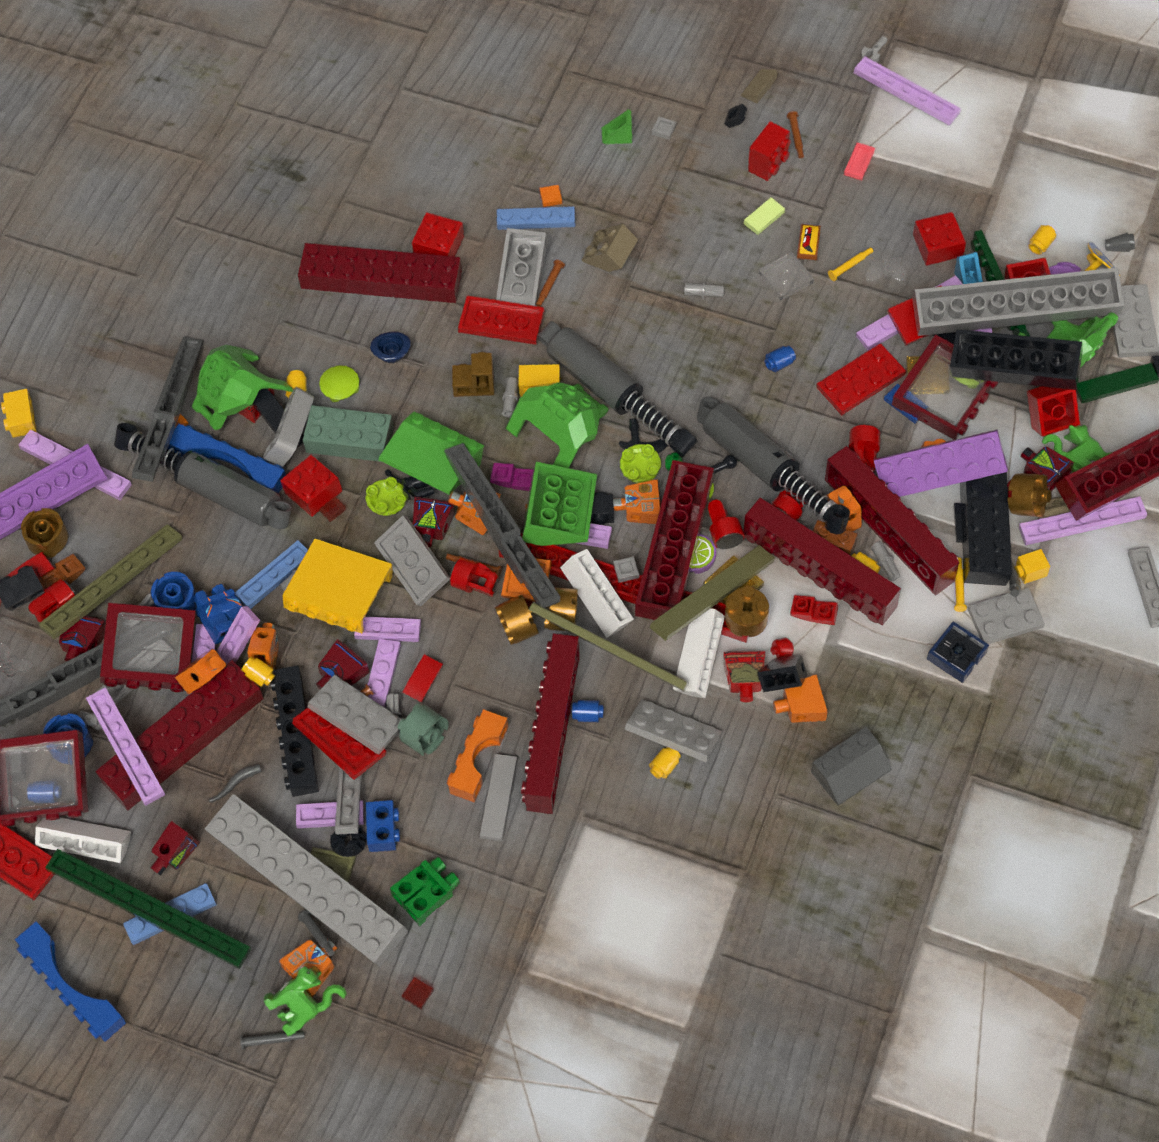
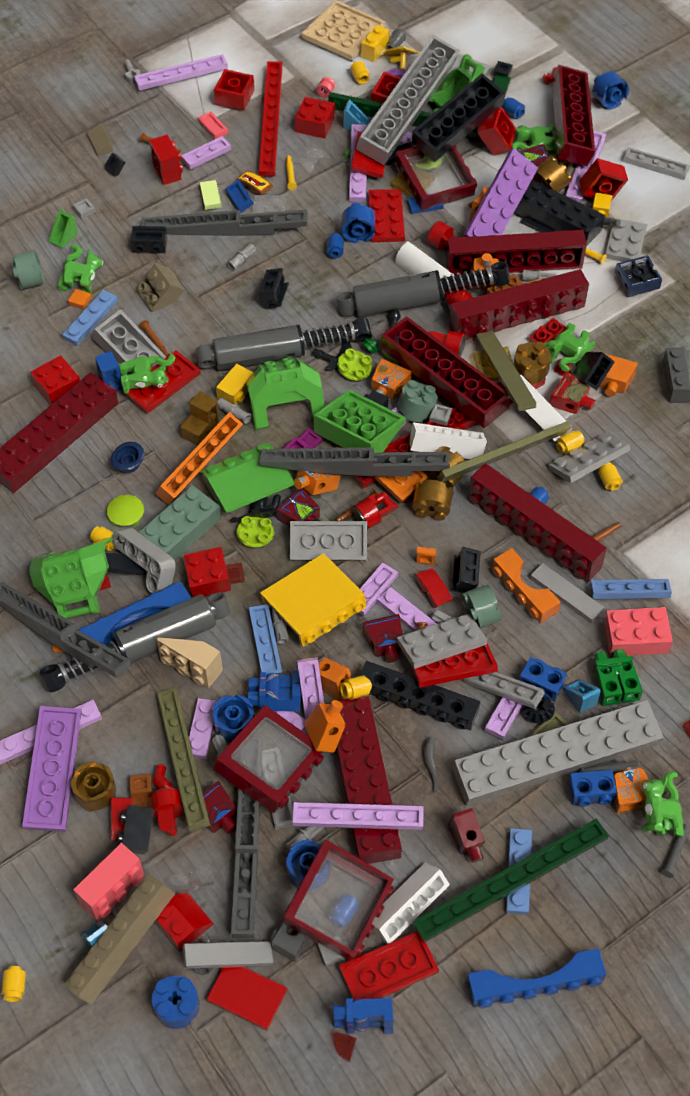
camera: 60 degrees left, 5 degrees down
(87, 577) = (159, 778): none -> red arm
(142, 584) = (202, 728): none -> lavender plate
(209, 534) = (191, 659): none -> tan slope
(292, 928) = (590, 782): none -> blue brick
(387, 869) = (582, 694): none -> dark azure slope
(429, 402) = (199, 458): none -> orange brick
(453, 651) = (426, 555): none -> orange tile
(456, 693) = (466, 570): none -> black hinge
(472, 271) = (109, 370): none -> blue brick
(489, 882) = (638, 631): none -> coral brick
(491, 297) = (142, 372): none -> bright green animal
(539, 851) = (630, 589): none -> medium blue plate
(545, 134) = (28, 269): none -> sand green brick
(579, 178) = (79, 272): none -> bright green animal
(598, 796) = (606, 532): none -> dark orange piece
(626, 539) = (417, 401): none -> sand green brick
(662, 203) = (148, 239): none -> black hinge
(678, 339) = (273, 288): none -> black hinge
(682, 703) = (570, 442): none -> yellow brick
(733, 250) = (228, 223): none -> dark grey slope
(780, 240) = (239, 195): none -> blue tile
(809, 638) = (570, 345): none -> bright green animal
(811, 446) = (416, 262): none -> white brick
(814, 178) = (206, 152): none -> lavender plate
(818, 359) = (358, 223): none -> blue brick
(909, 202) = (271, 114): none -> red plate
(915, 148) = (234, 89): none -> red brick
(992, 222) = (325, 87): none -> coral wheel
(1061, 545) = (603, 178): none -> red brick
(1093, 189) = (341, 29): none -> tan plate
(1095, 227) = (375, 43): none -> yellow brick
(1113, 406) = (513, 108): none -> blue brick

